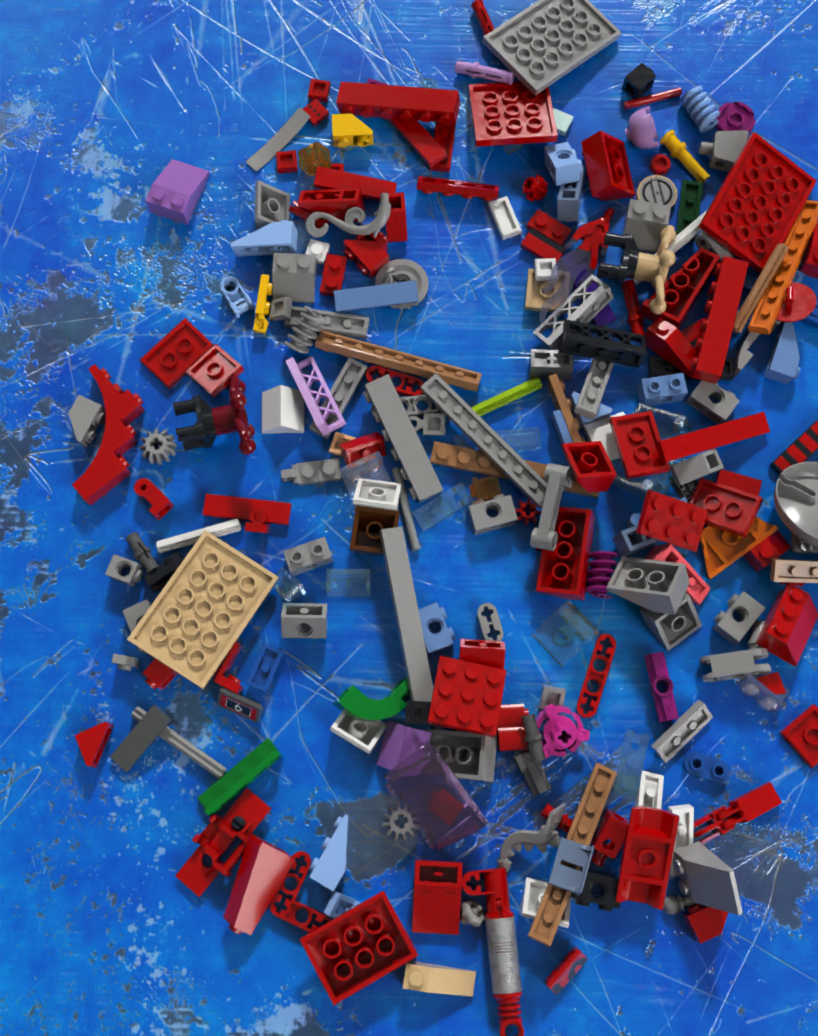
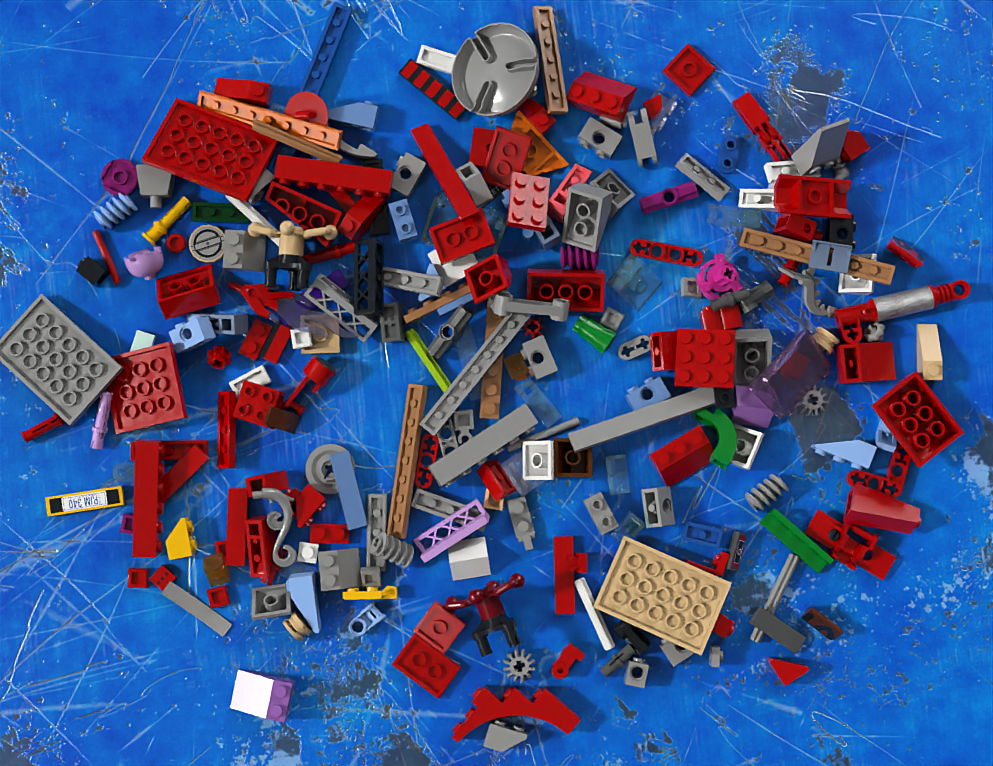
camera: 100 degrees left, 10 degrees up
(139, 793) = (821, 623): none -> copper slope
(241, 227) = (297, 626): none -> tan wheel
(300, 750) = (766, 492): none -> light grey piece
(358, 657) = (682, 456): none -> red slope
(404, 51) = (85, 501): none -> tile
(460, 239) = (281, 419): none -> copper slope
(470, 848) = (825, 340): none -> tan wheel
(478, 220) = (254, 402): none -> red bracket
(507, 280) = (317, 370): none -> red piece
(511, 579) = (594, 333): none -> green plant
(526, 603) = (611, 319): none -> light grey tile
(533, 421) = (457, 323): none -> dark grey piece

